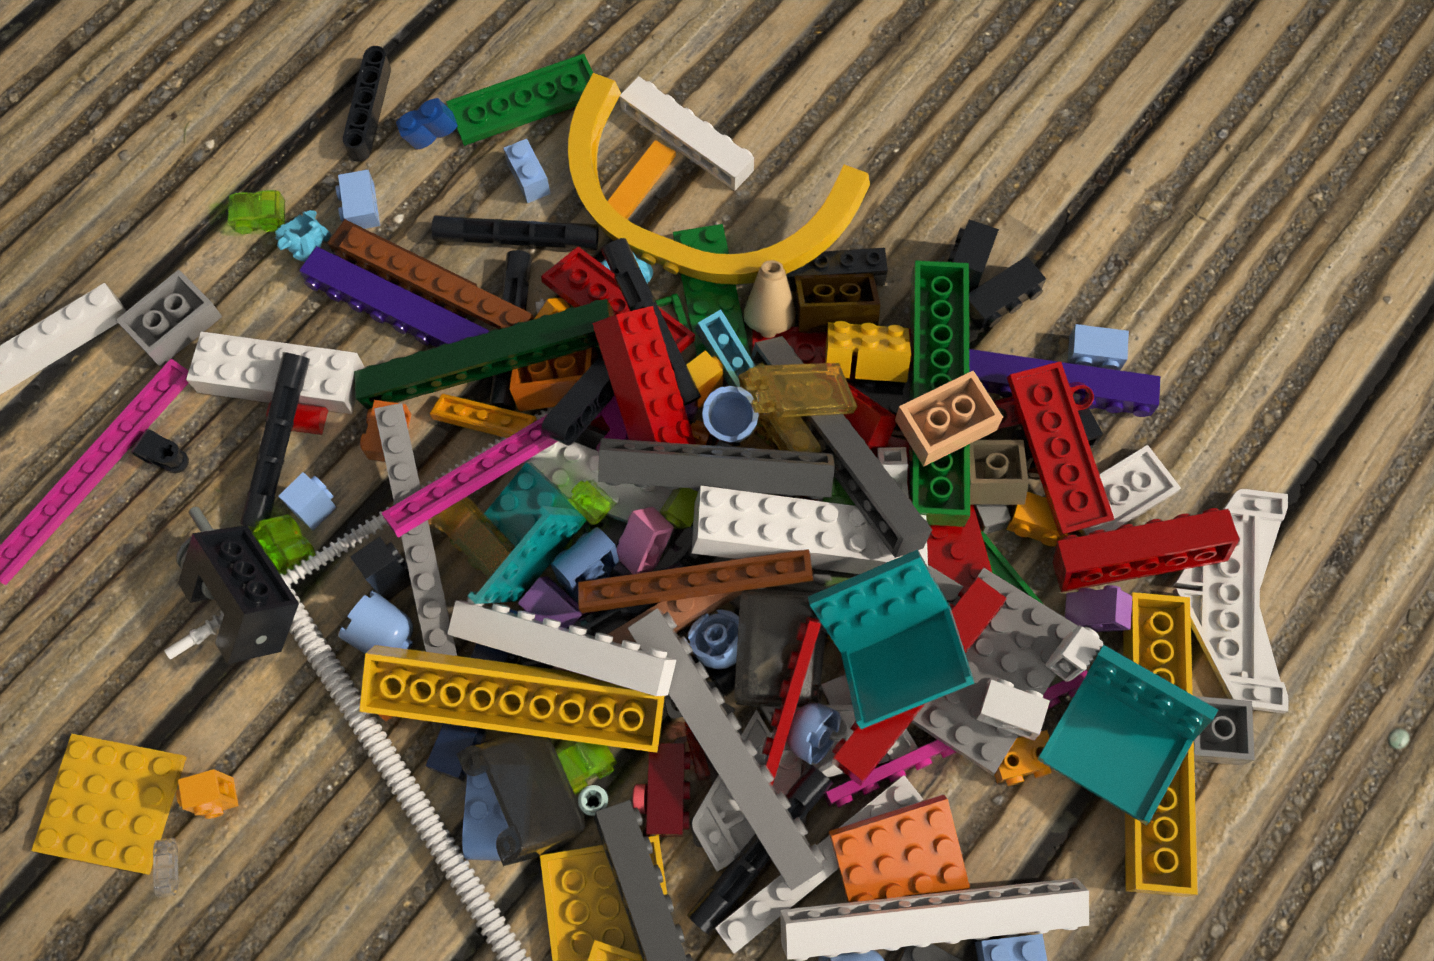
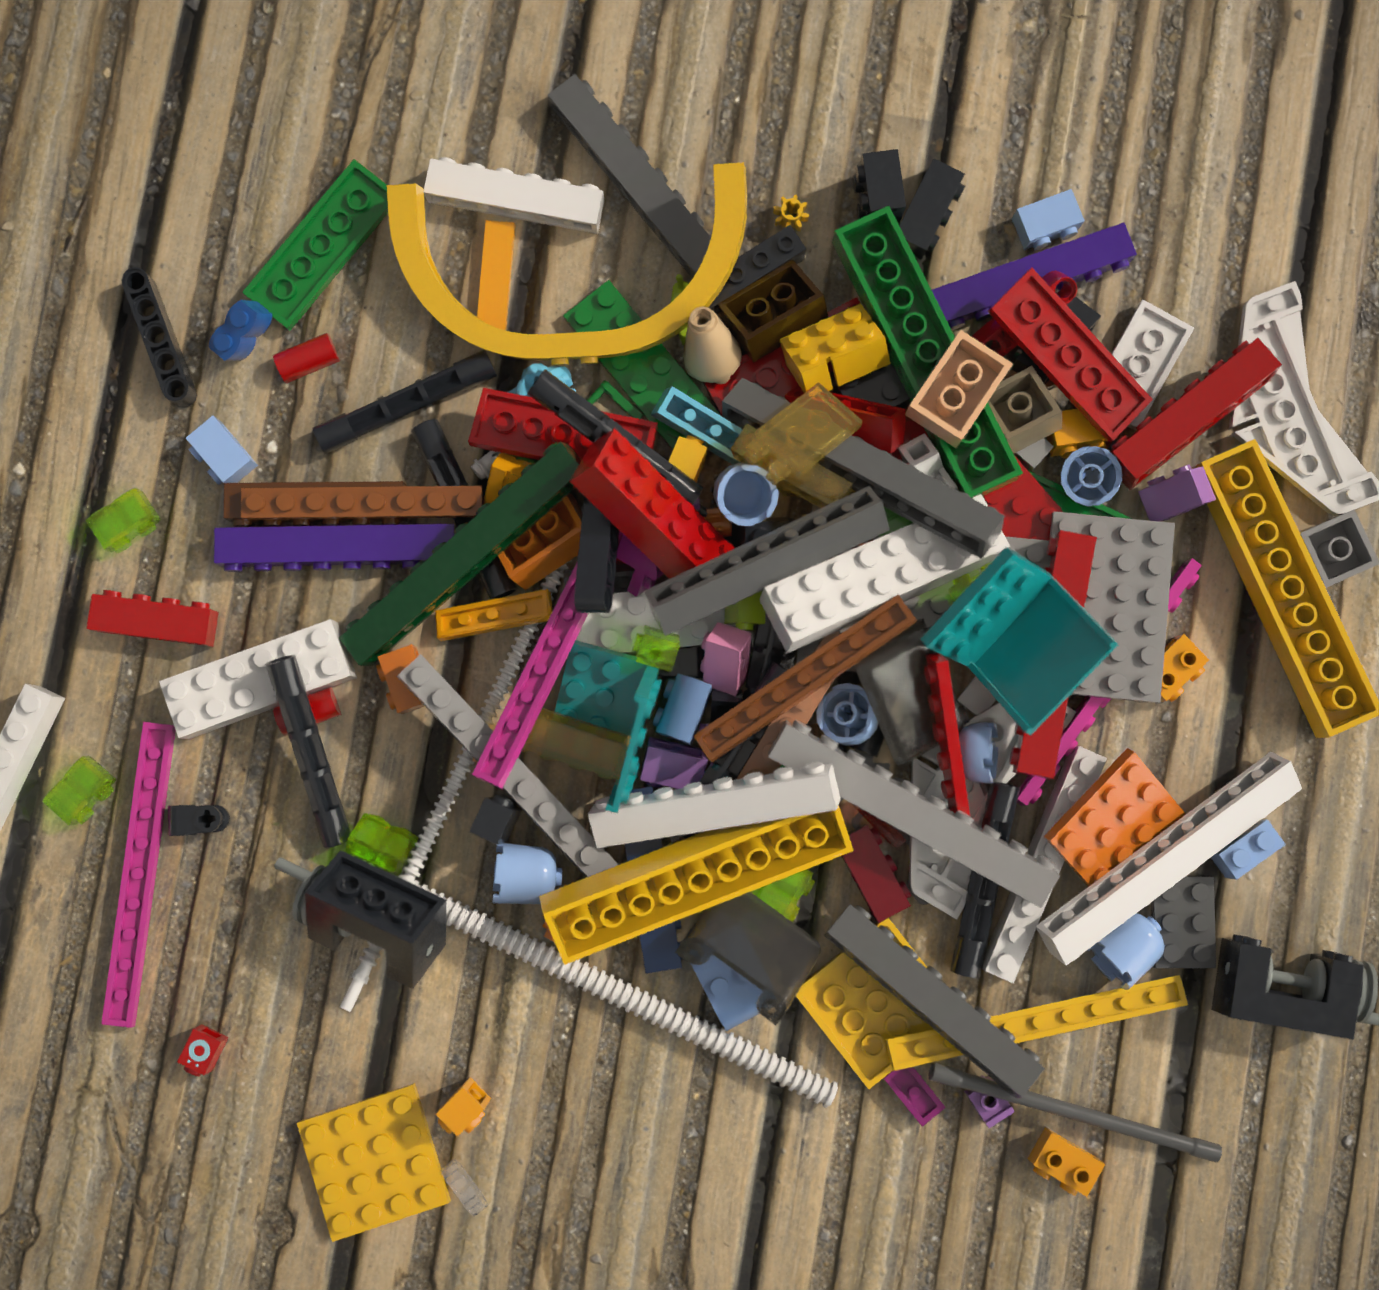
camera: 30 degrees left, 15 degrees up
(40, 631) = (202, 1050): none -> red brick
(90, 384) = (80, 790): none -> clear neon green brick
(169, 318) = (114, 683): light grey brick -> none
(230, 291) = (152, 619): none -> red brick
(302, 235) = (189, 523): medium azure hair -> none
(308, 500) = (378, 790): light blue brick -> none
(463, 168) = (306, 358): none -> red brick
(527, 170) = (375, 327): light blue brick -> none
(589, 793) = (822, 924): light aqua cone -> none
(639, 797) = (852, 892): coral tile -> none
(783, 151) = (631, 172): none -> dark grey brick
(893, 244) = (793, 206): none -> yellow gear
(1013, 709) = (1151, 637): white brick -> none
(1030, 556) = (1091, 476): none -> light blue cylinder
(1074, 653) = (1184, 557): white brick -> none
(1126, 734) = (1260, 609): teal bracket -> none

